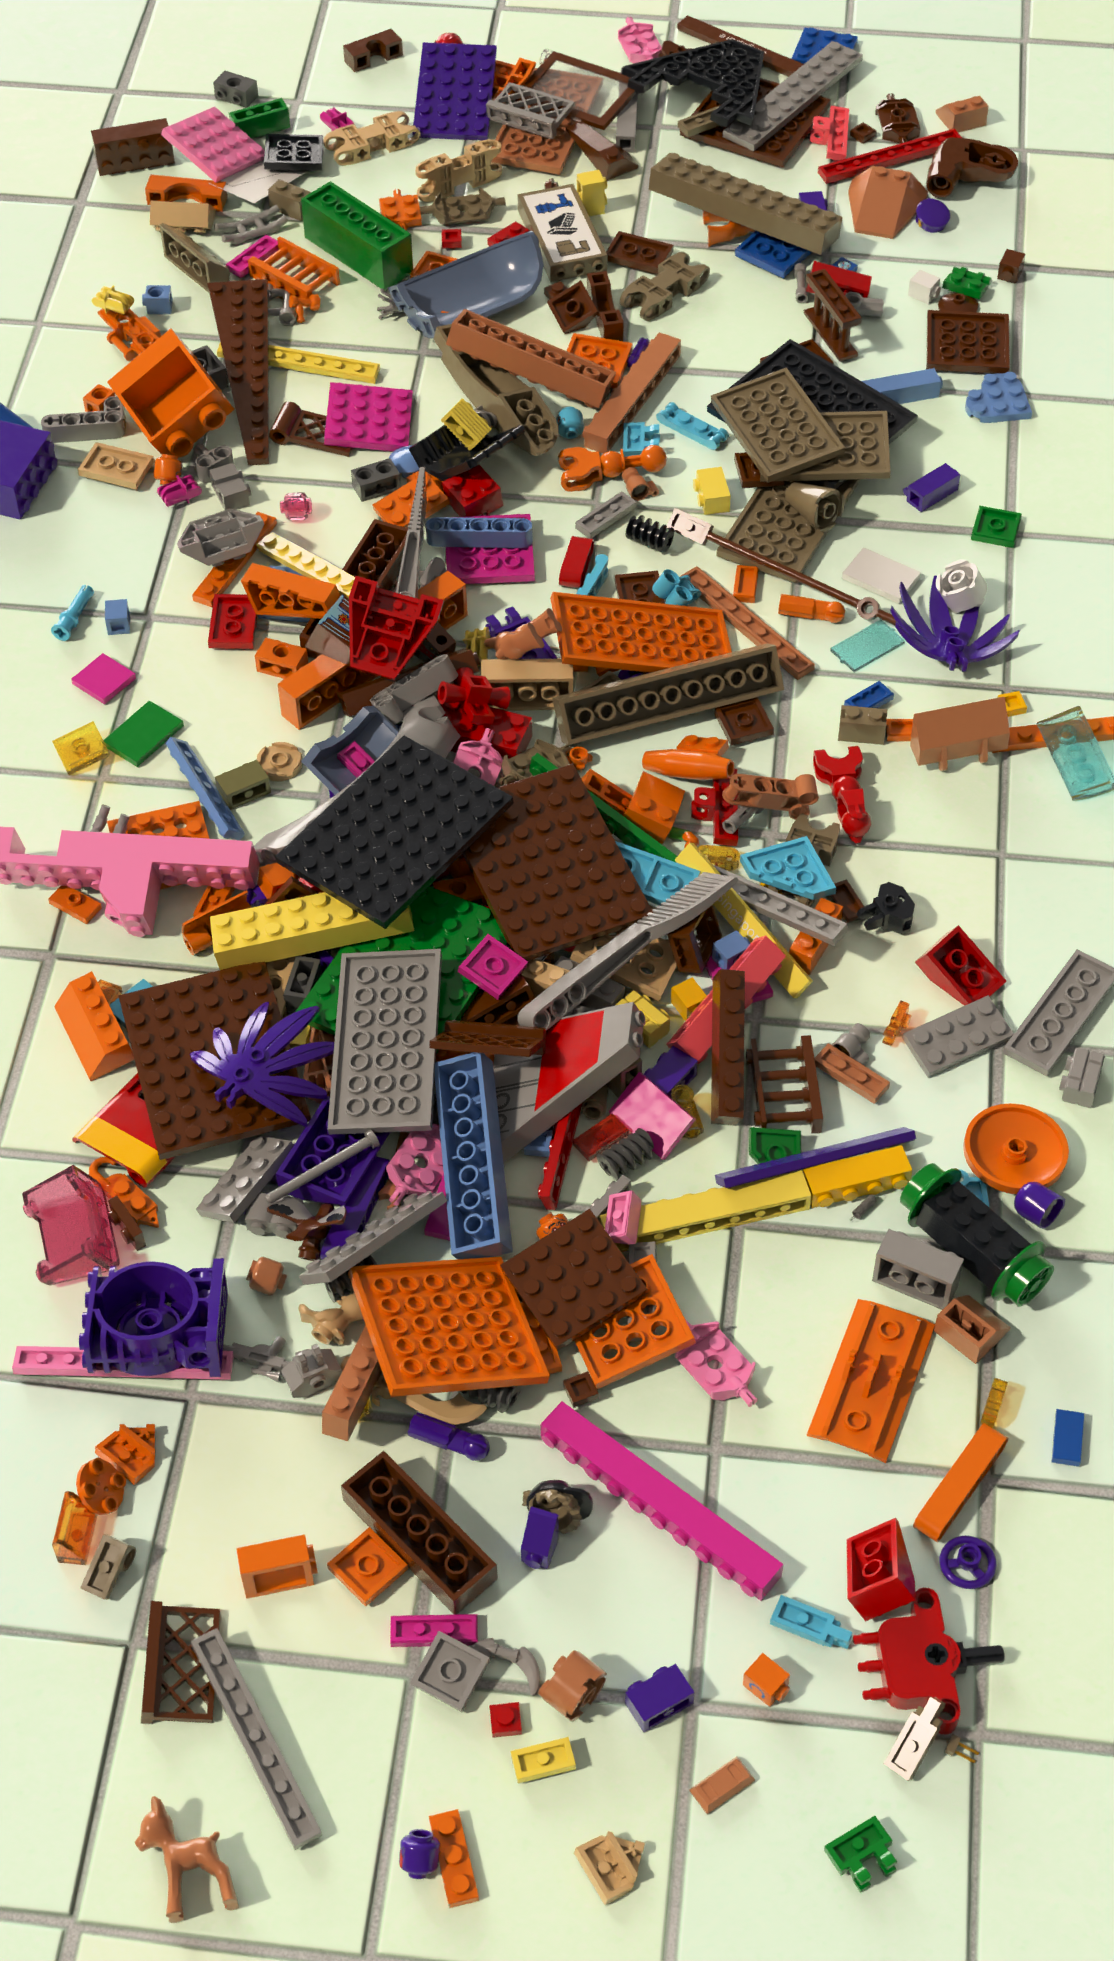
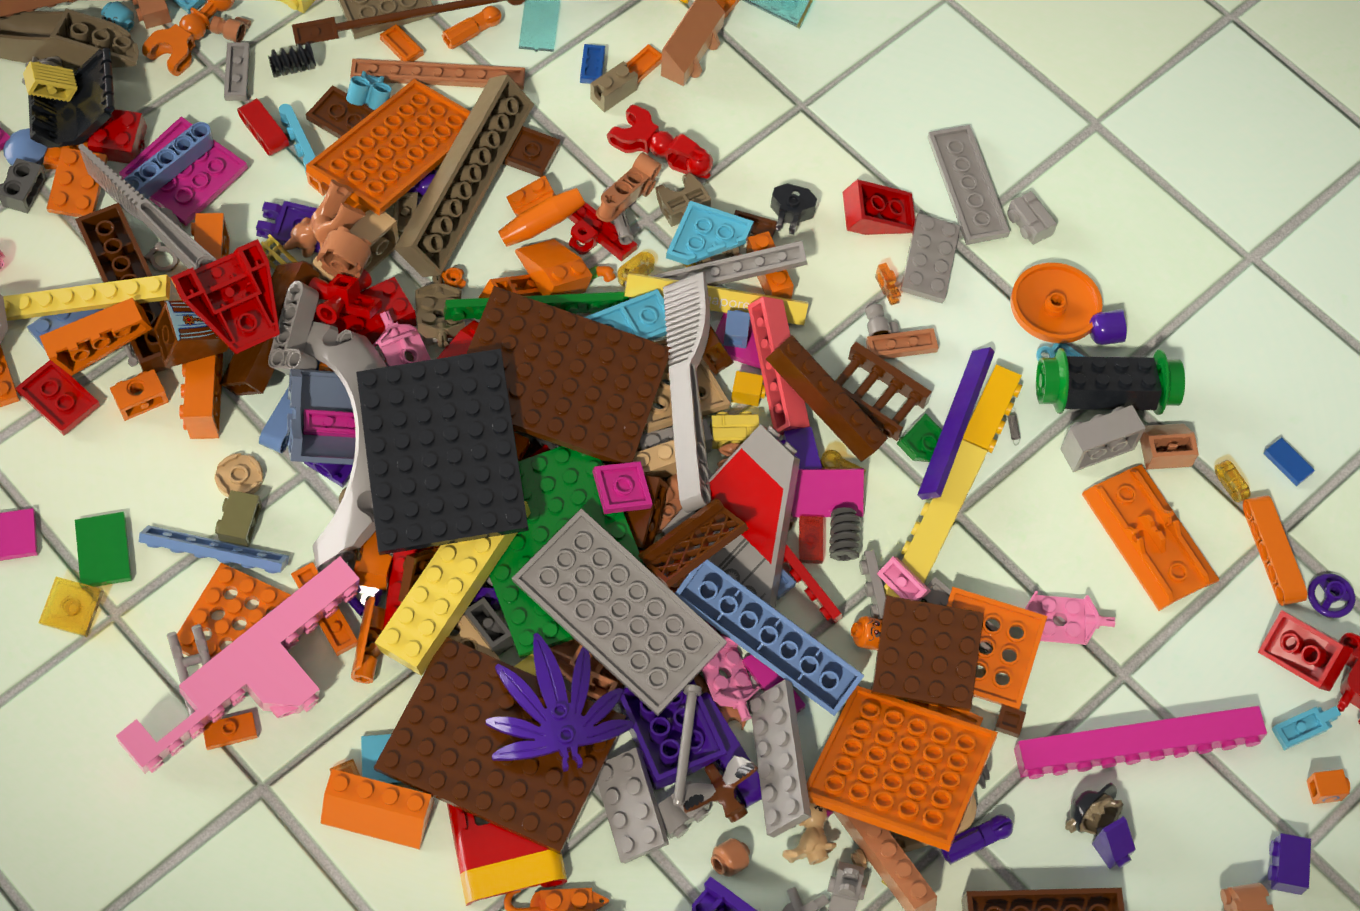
camera: 55 degrees left, 10 degrees up
(500, 663) = (344, 253): none -> nougat brick

